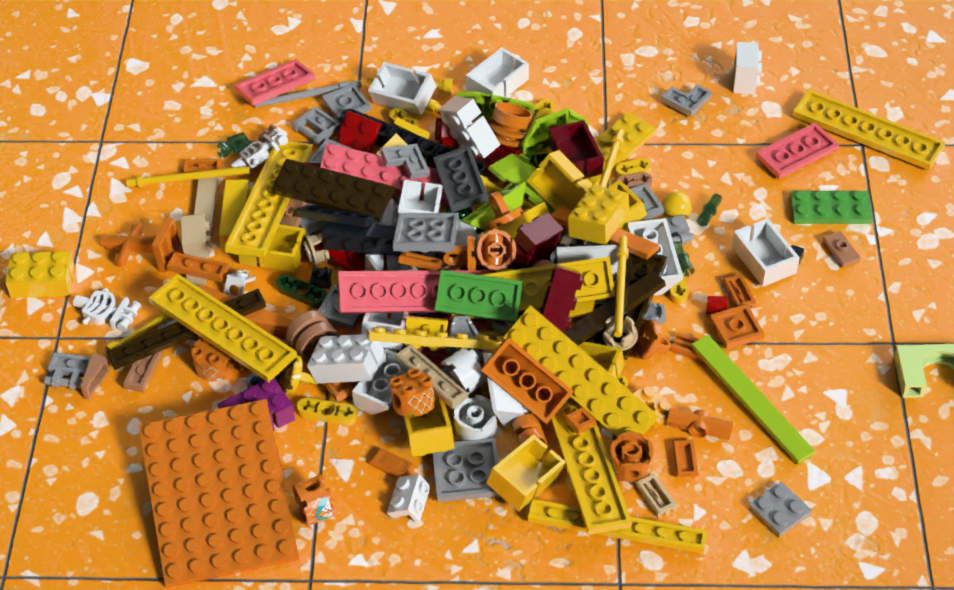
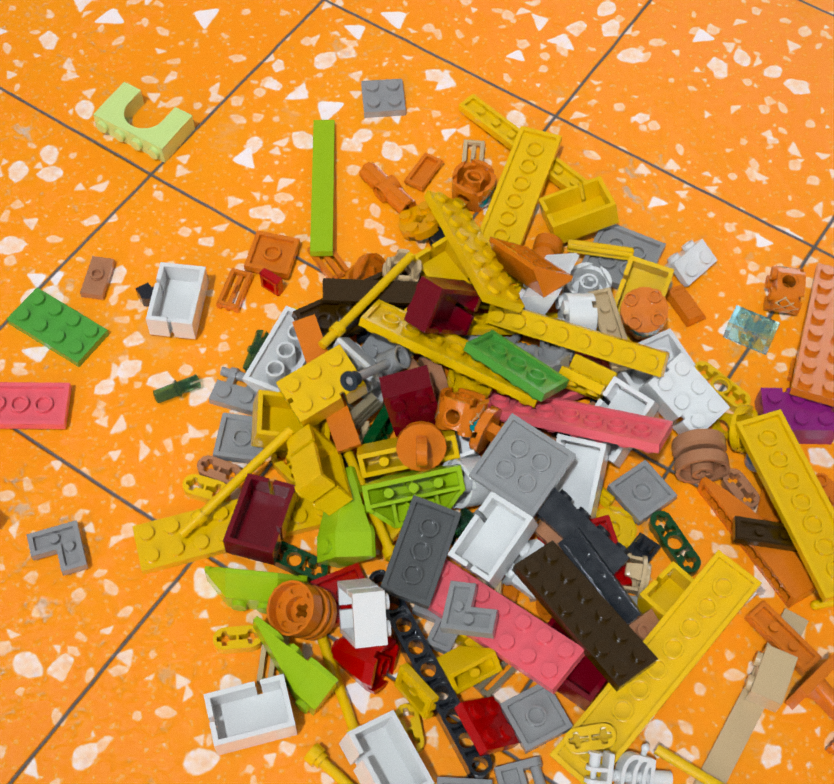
camera: 150 degrees left, 10 degrees up
(234, 200) = (701, 698): yellow brick -> none
(291, 151) = (590, 731): none -> yellow beam
(325, 459) = (751, 329): none -> clear light blue brick
(486, 455) = (599, 249): none -> yellow axle
(569, 254) = (387, 363): none -> light grey piece
(580, 420) = (496, 227): orange plate -> none
(676, 204) = (203, 416): yellow hair -> none

